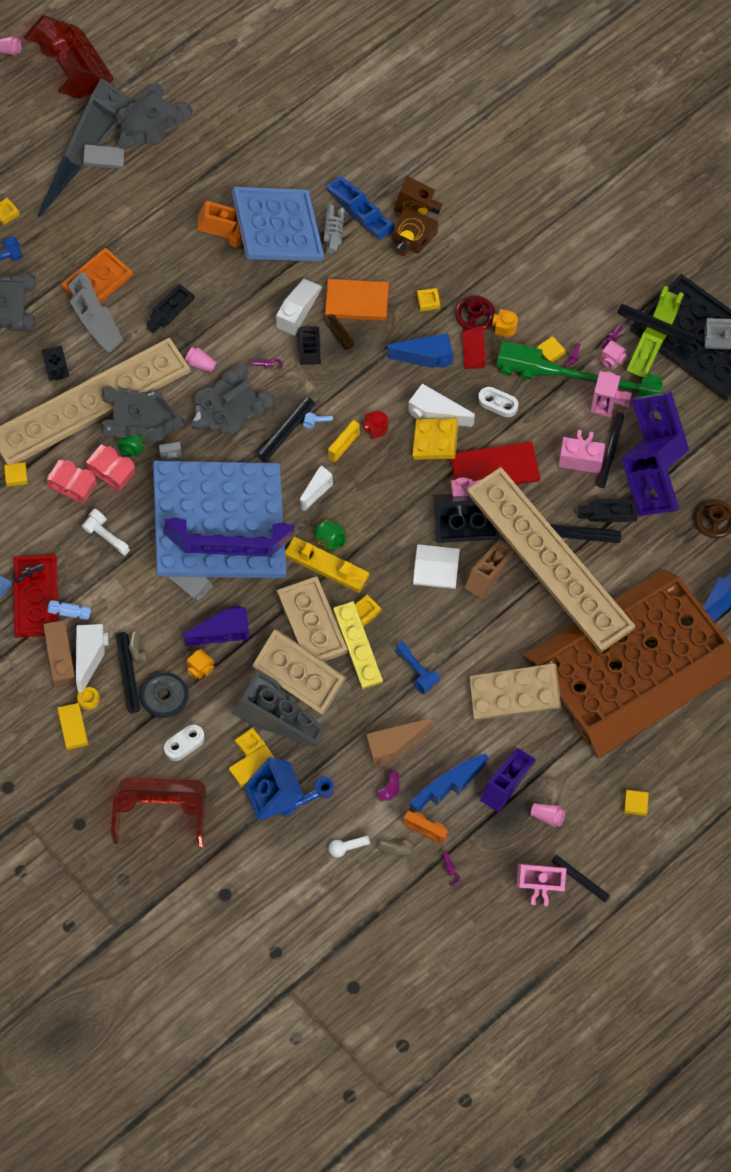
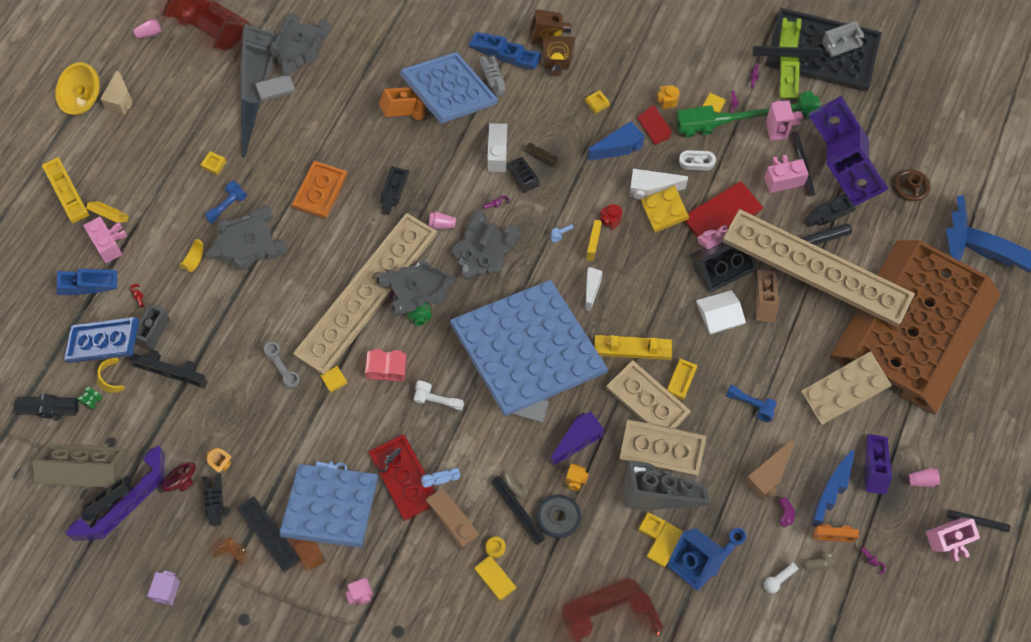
camera: 25 degrees left, 0 degrees up
(55, 363) = (321, 271): black brick -> none
(89, 652) = (476, 503): white slope -> none
(92, 314) = (334, 219): light grey slope -> none
(110, 467) = (413, 340): coral brick -> none
(170, 451) = (457, 307): light grey plate -> none
(176, 531) = (506, 370): dark purple slope -> none
(185, 742) = (597, 549): white plate -> none
(286, 429) = (540, 251): black axle -> none
(330, 535) = (624, 322): green head -> none
(357, 299) = (541, 123): orange tile -> none
(357, 645) = (697, 404): light yellow plate -> none
(475, 303) = (641, 90): dark red piece -> none
(613, 355) = (764, 89): bright pink plate -> none
(636, 802) = (985, 438): yellow tile -> none

